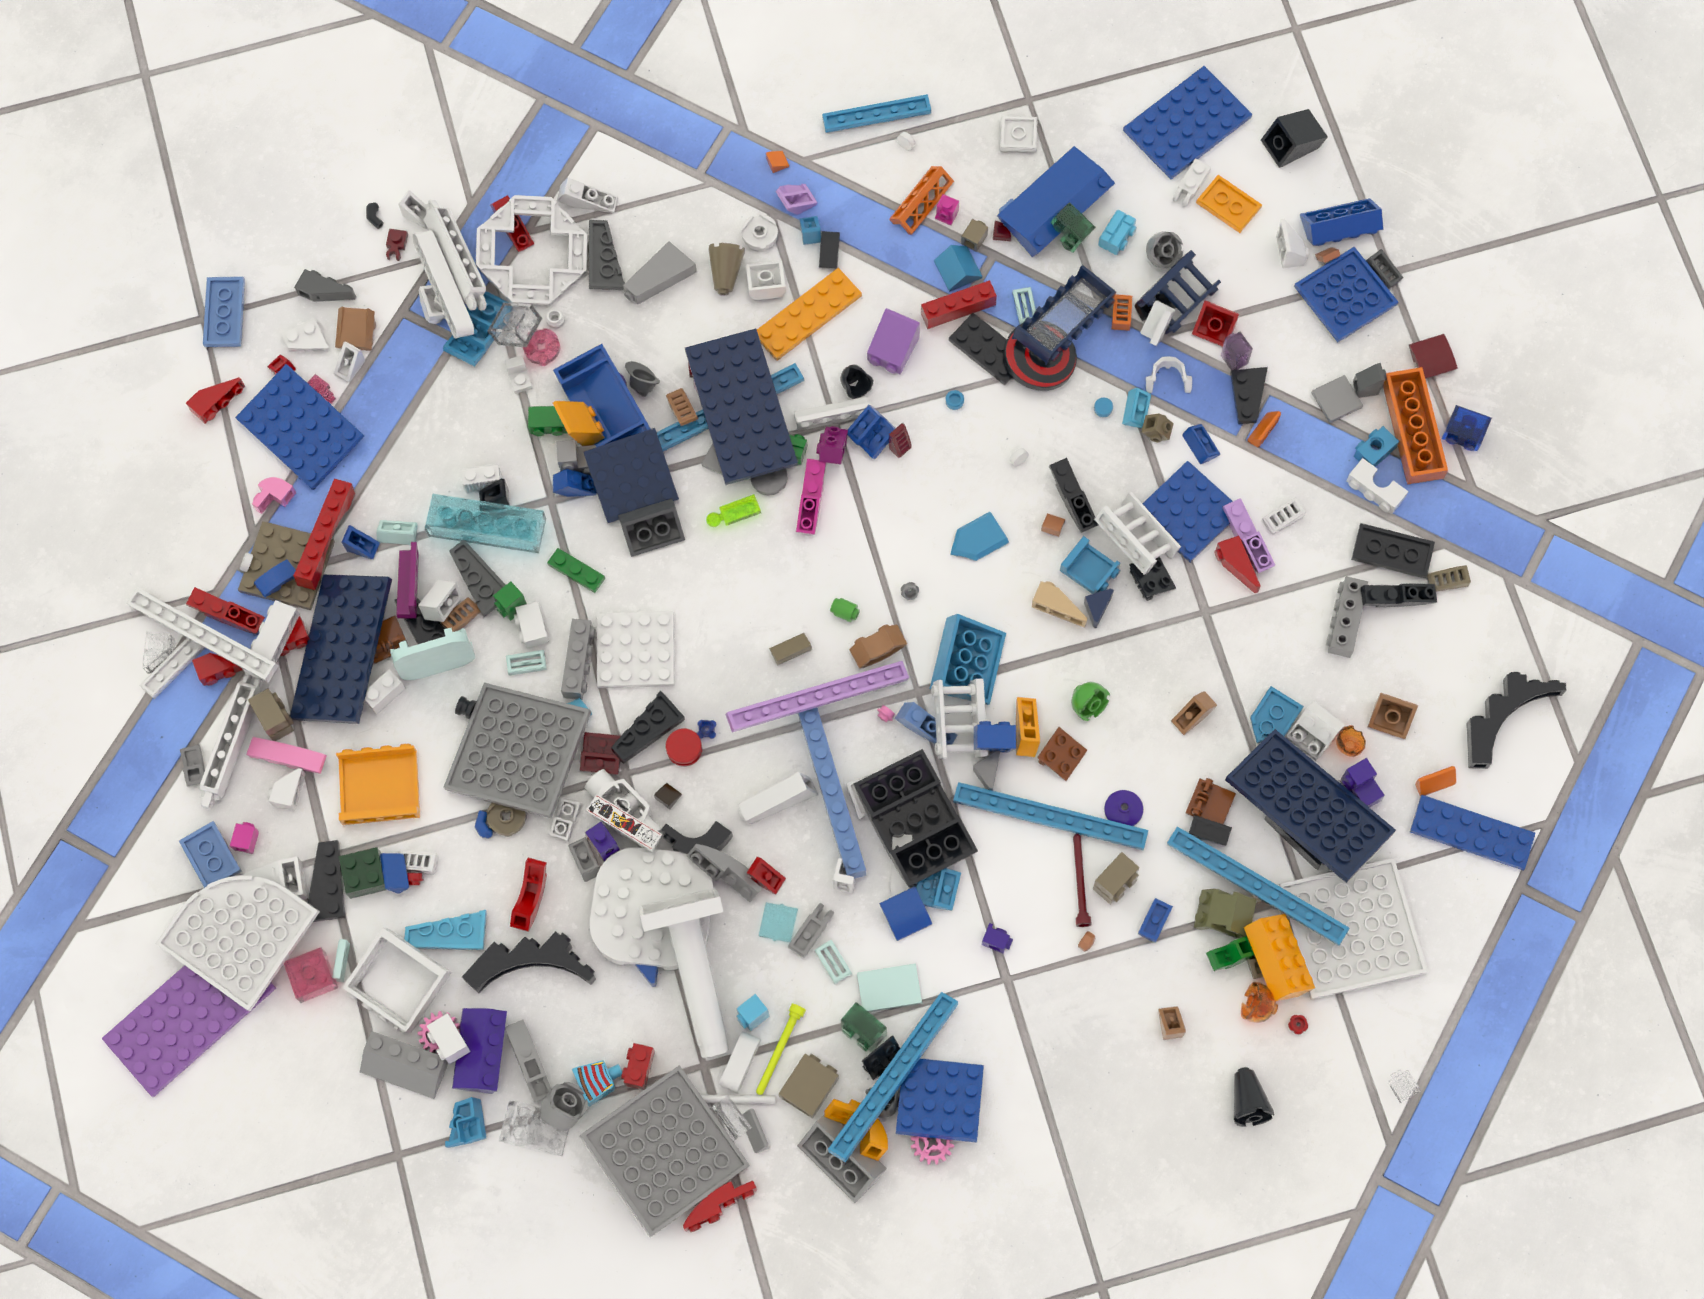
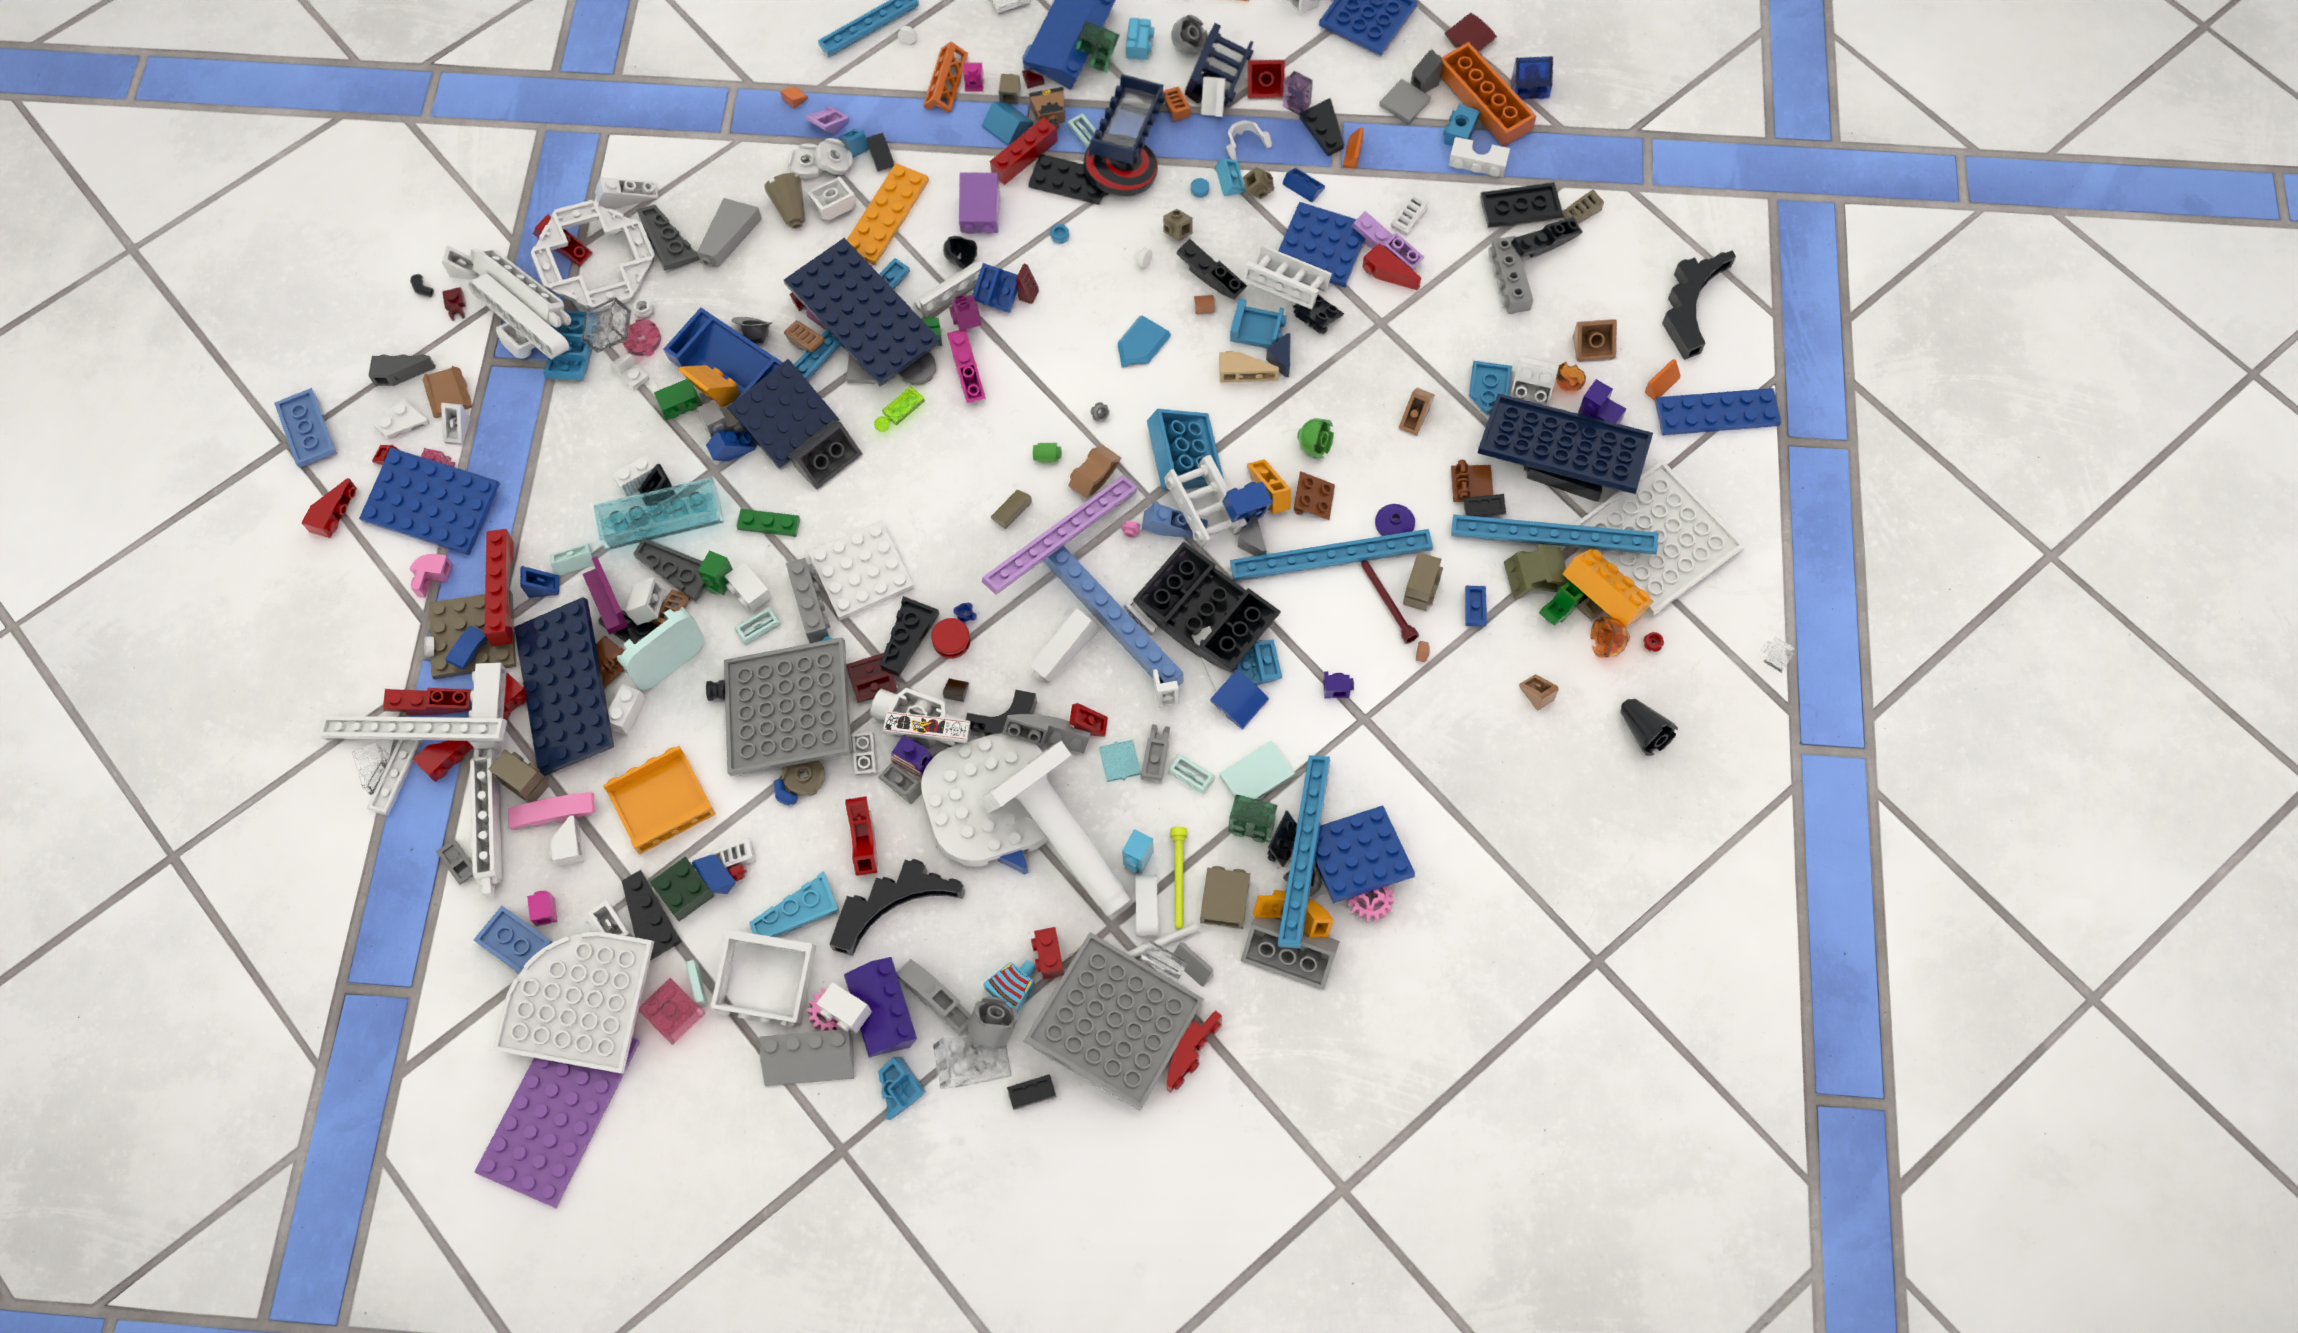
camera: 25 degrees left, 5 degrees down
(571, 1178) = (1031, 1092): none -> black plate
(775, 242) = (827, 162): none -> white plate
(1002, 269) = (1049, 105): none -> medium nougat torso
(1063, 438) = (1178, 224): none -> dark tan brick

